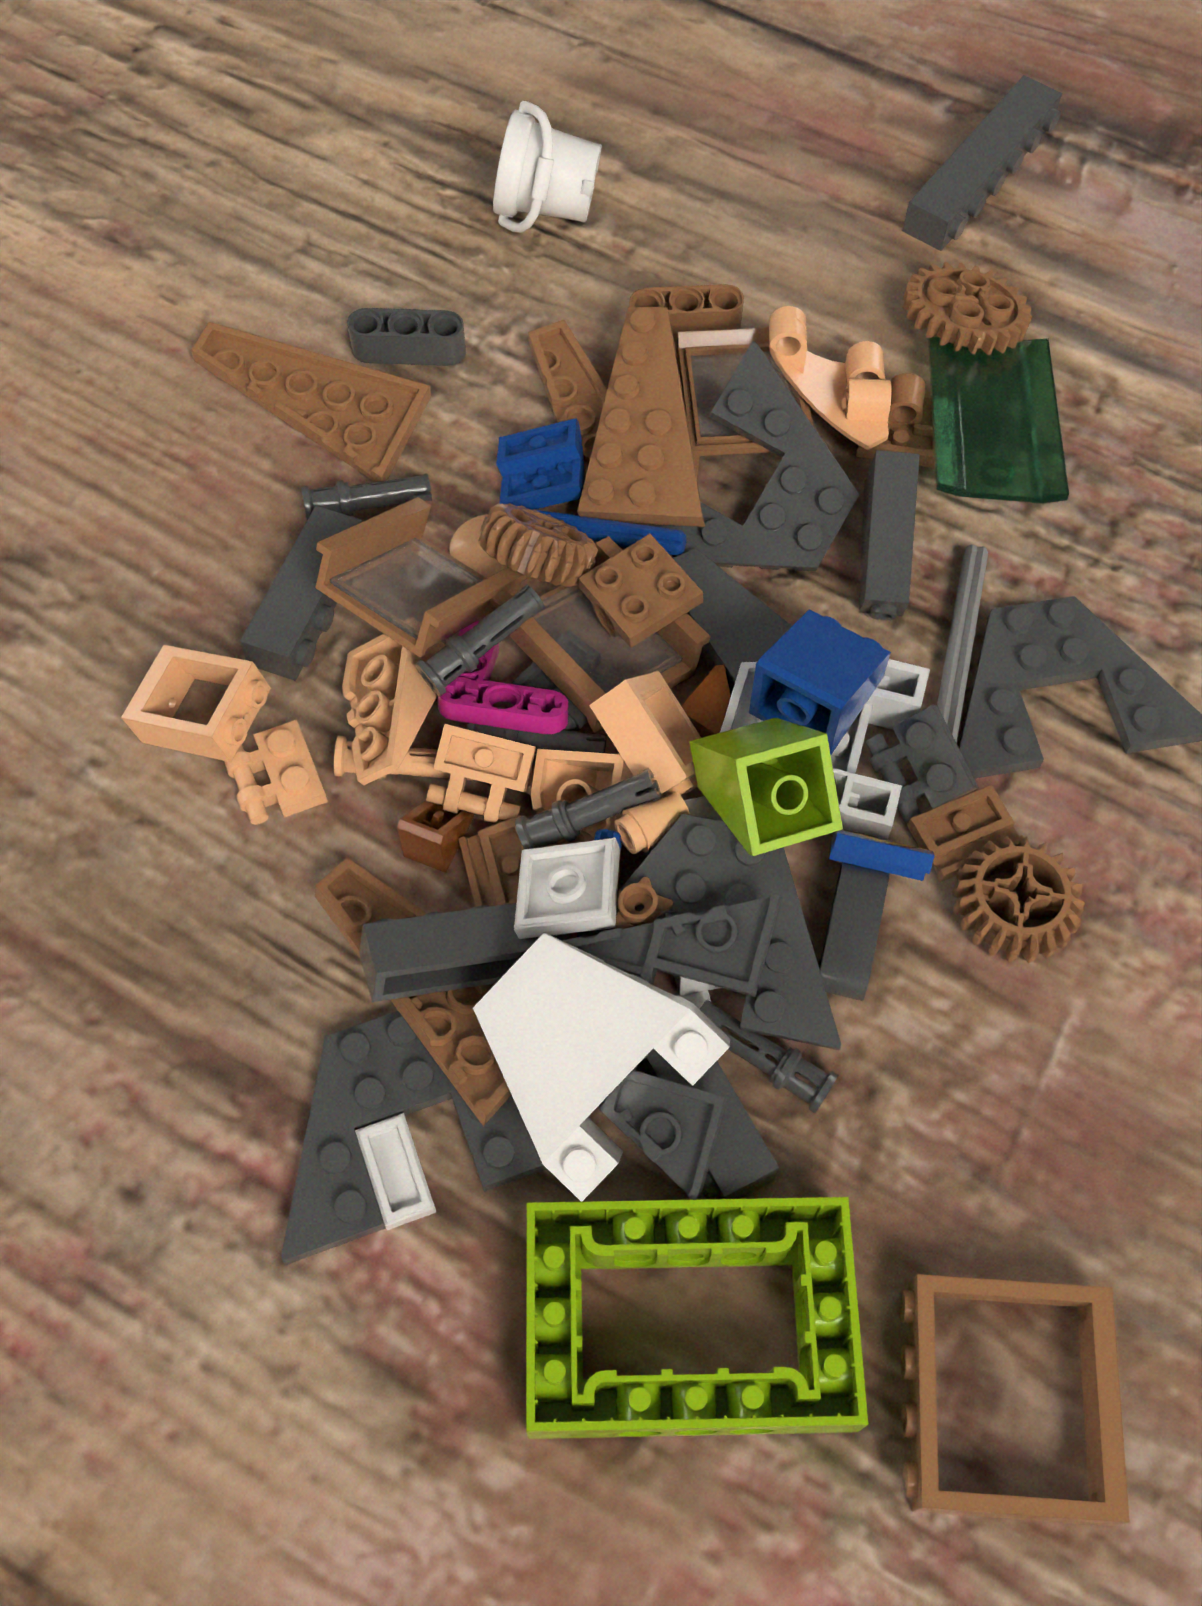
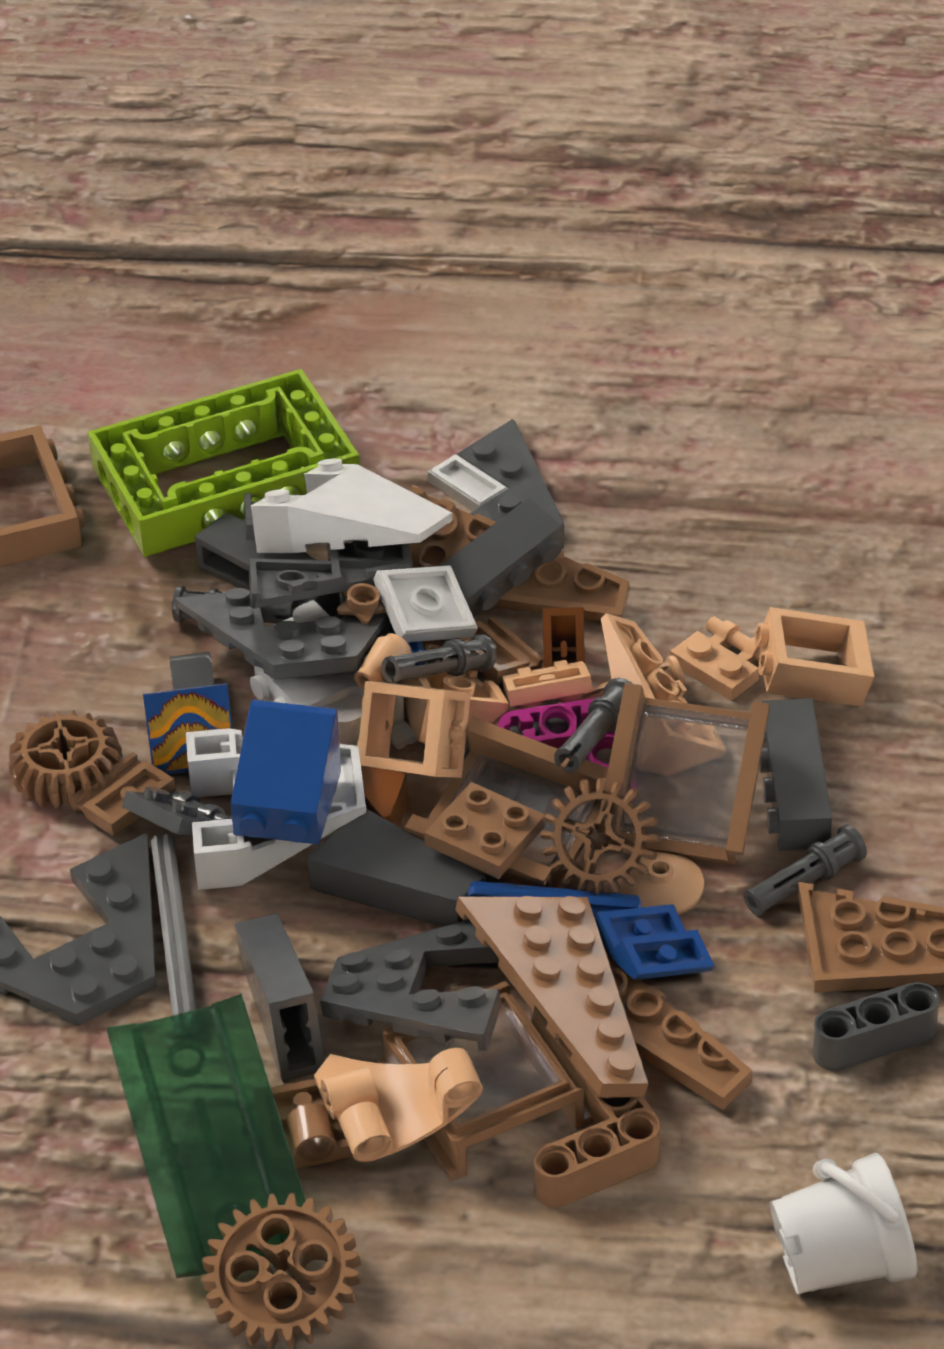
camera: 160 degrees right, 20 degrees down
(769, 783) = (301, 665): lime slope -> none

